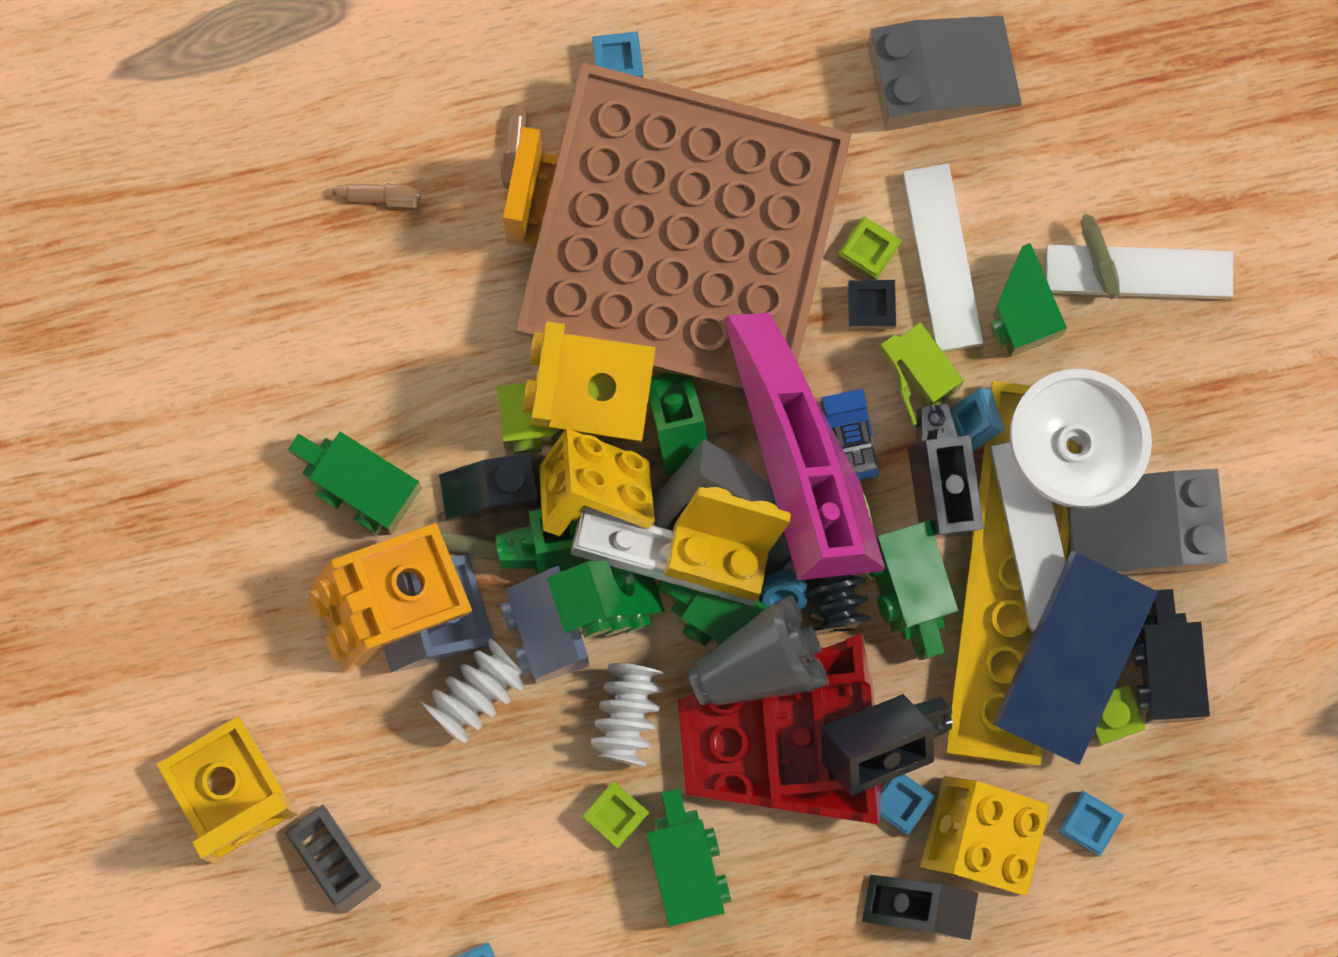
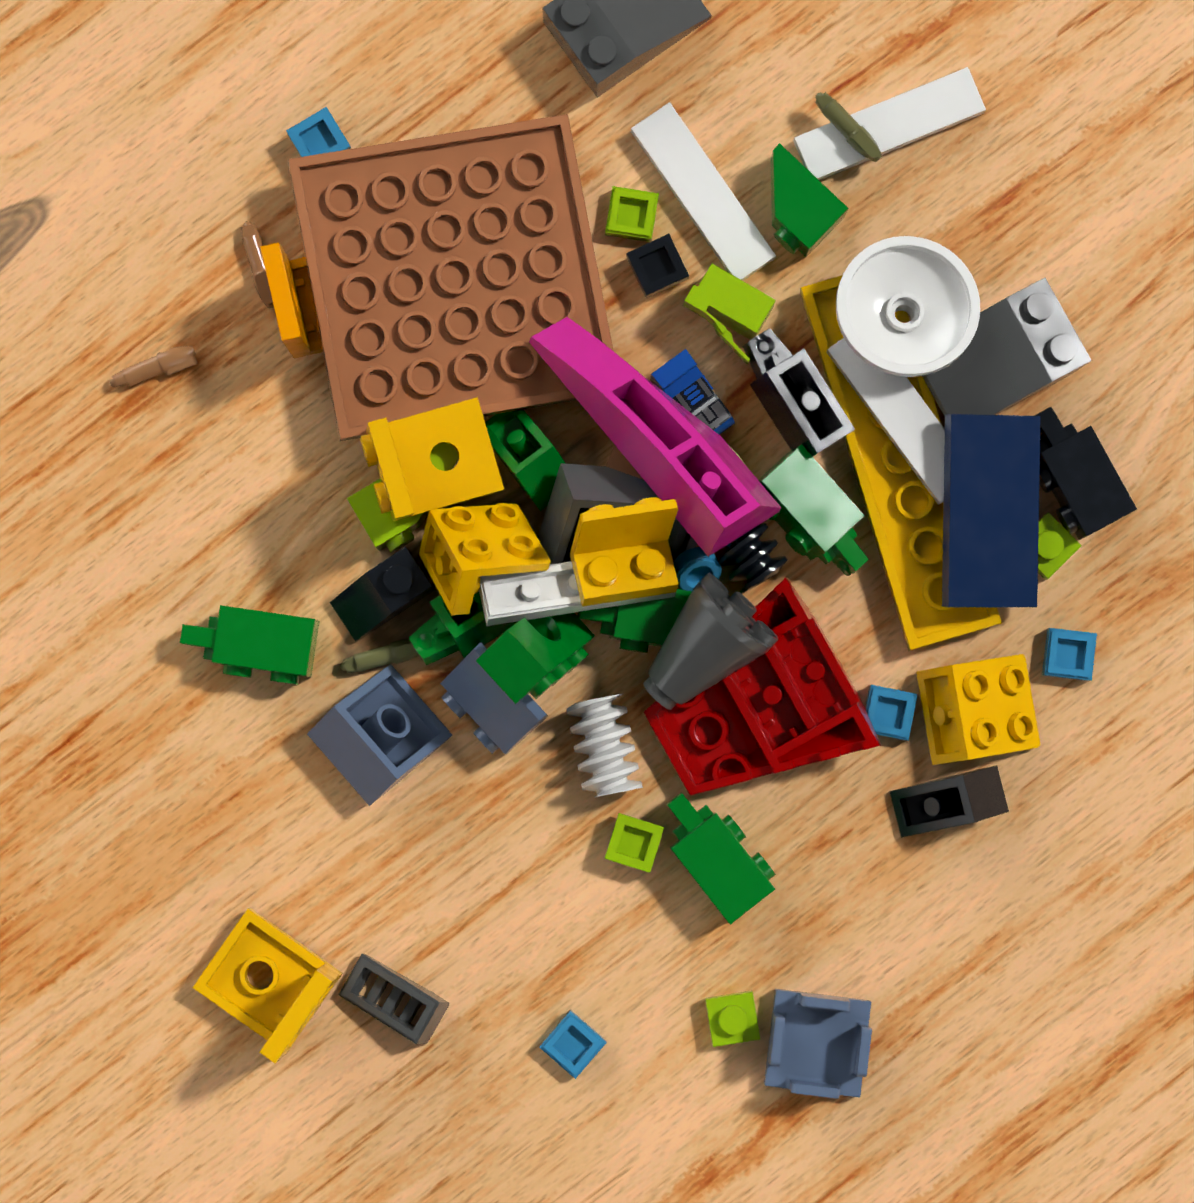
camera: 20 degrees left, 5 degrees up
(366, 608) = (319, 757): light orange bracket -> none
(476, 692) = (455, 789): white piece -> none
(883, 741) = (850, 667): black hinge -> none
(977, 417) = (802, 328): dark azure tile -> none

